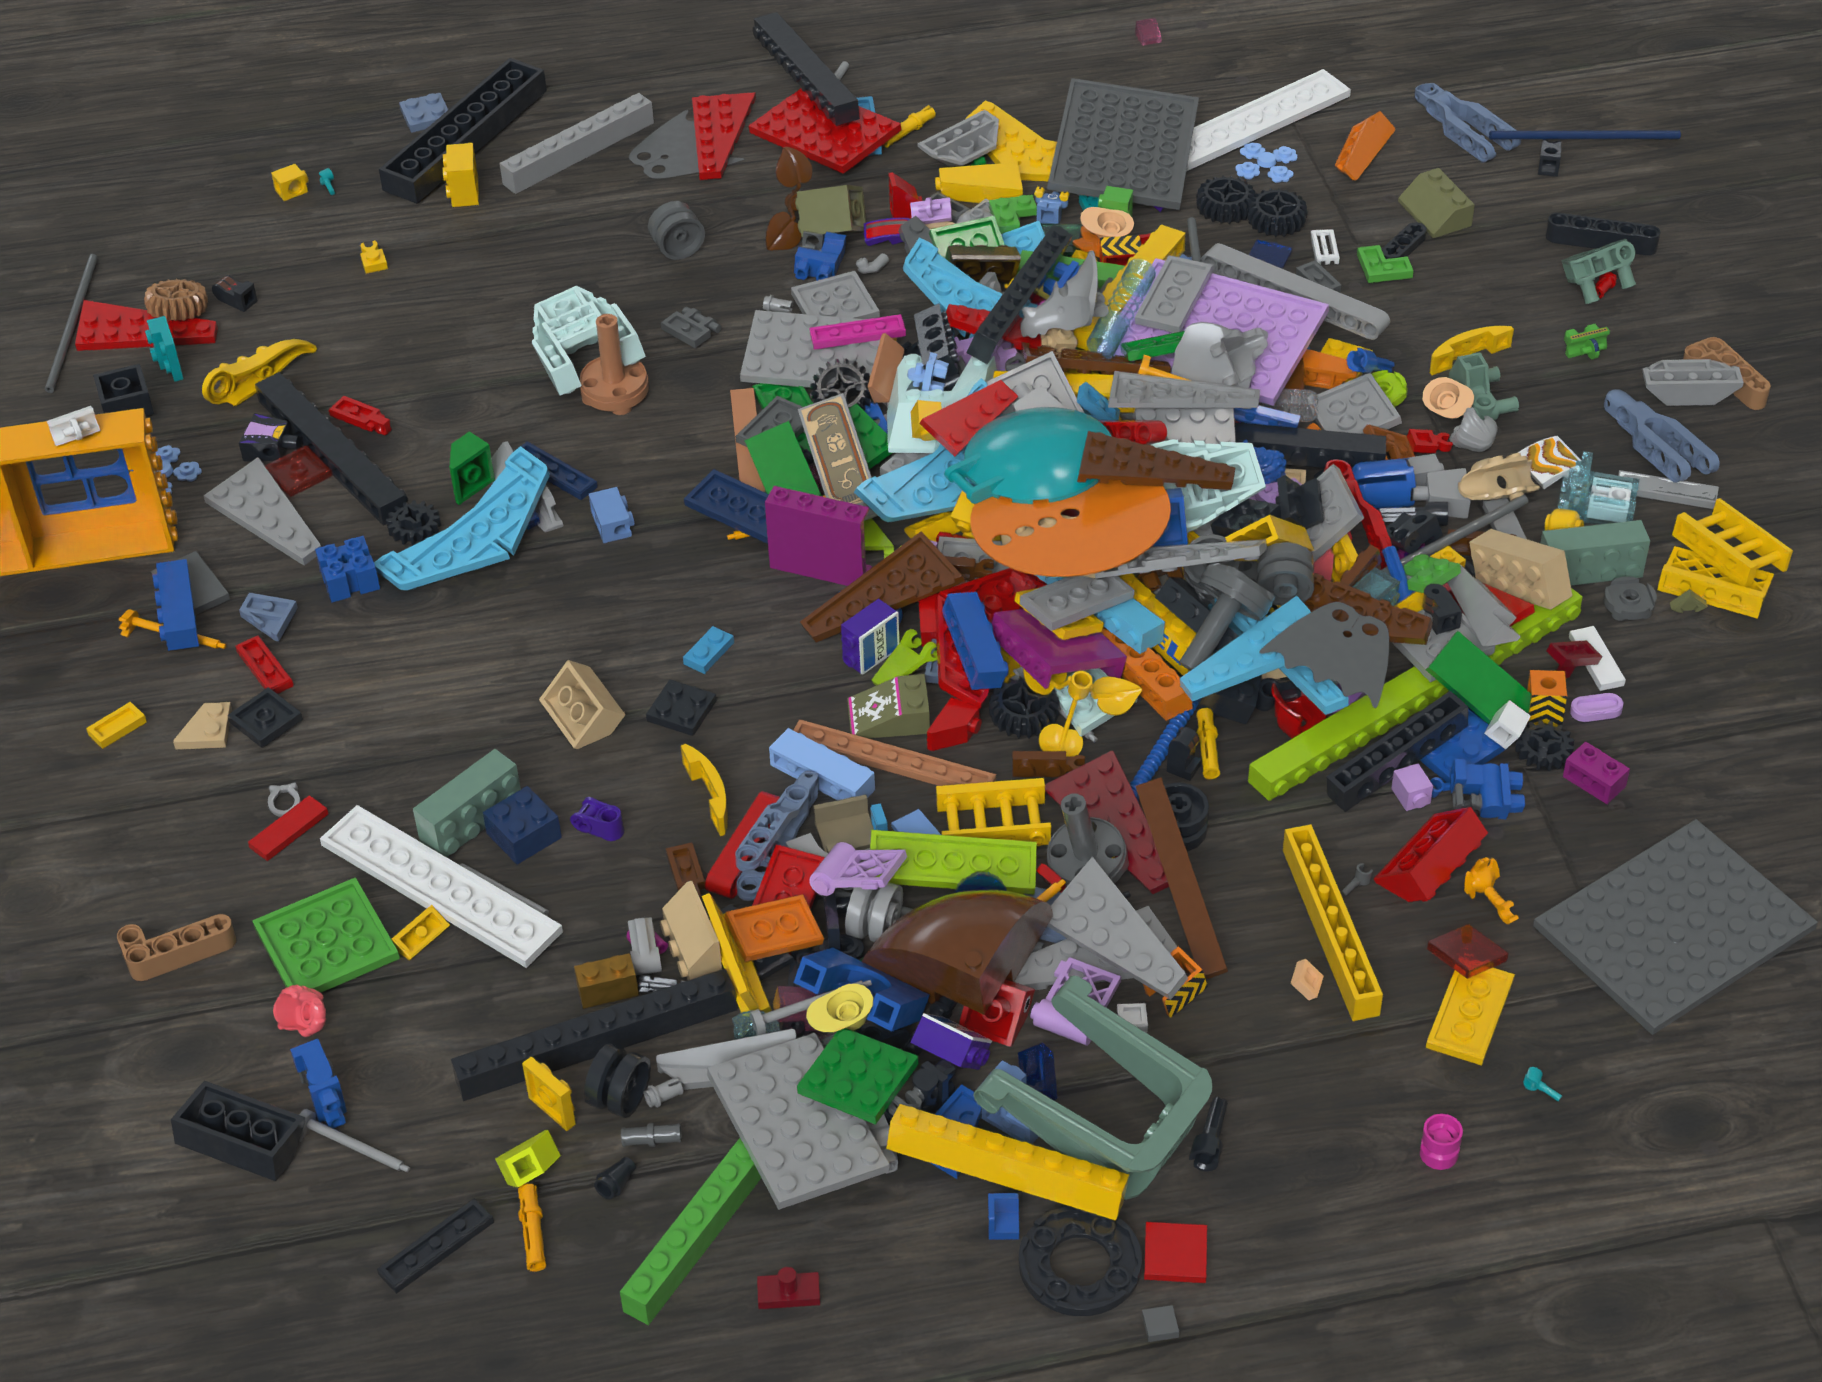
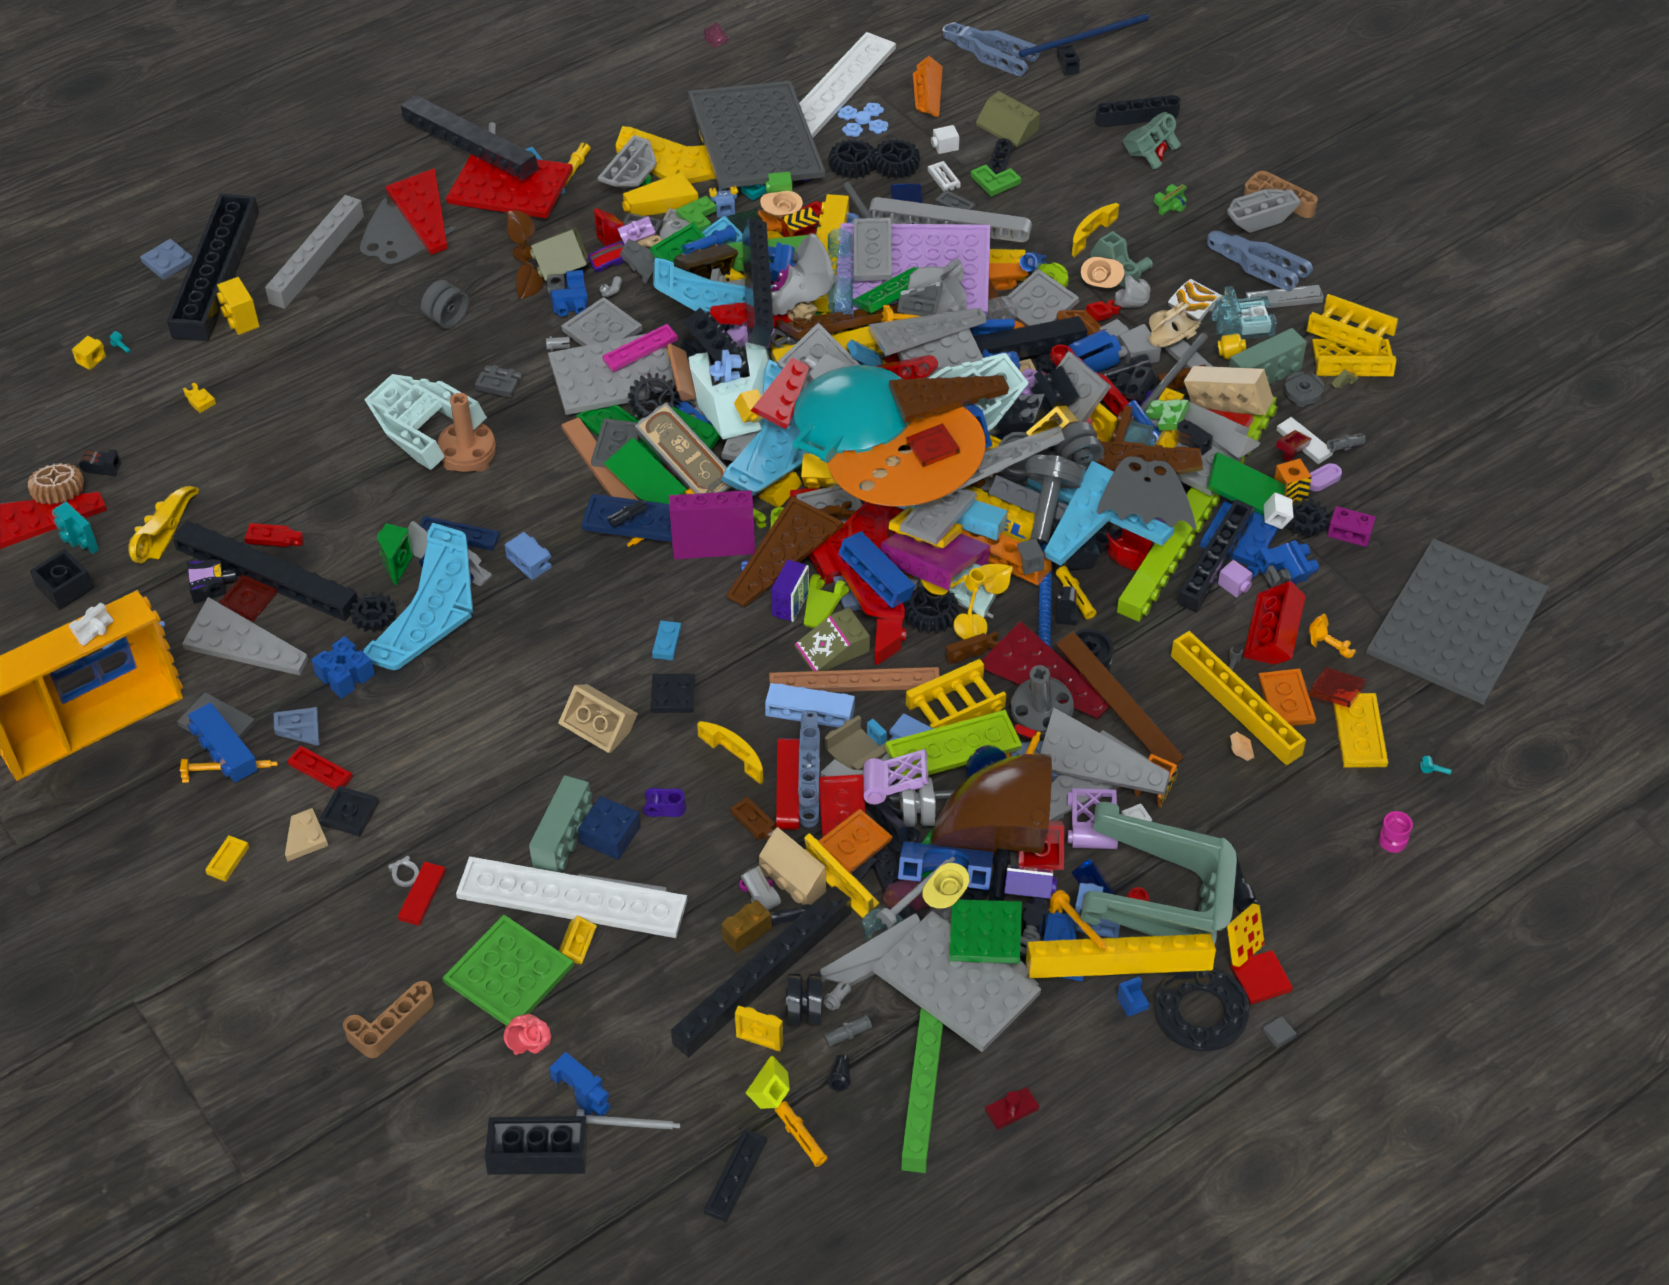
camera: 25 degrees left, 5 degrees up
(736, 499) = (627, 513): none -> black axle
(975, 1075) = (1060, 901): none -> light orange piece
(1014, 239) = (716, 237): none -> blue pin
(1079, 1105) = (1138, 893): none -> red plate
(1100, 517) = (932, 445): none -> clear red tile
(1162, 680) = (1031, 556): none -> dark grey panel
(1175, 1192) = (1245, 935): none -> yellow tile
(1187, 360) = (920, 300): none -> dark grey wing
(1347, 206) = (945, 139): none -> white brick
(1399, 943) = (1288, 696): none -> orange tile
(1646, 674) = (1346, 442): none -> dark grey pin

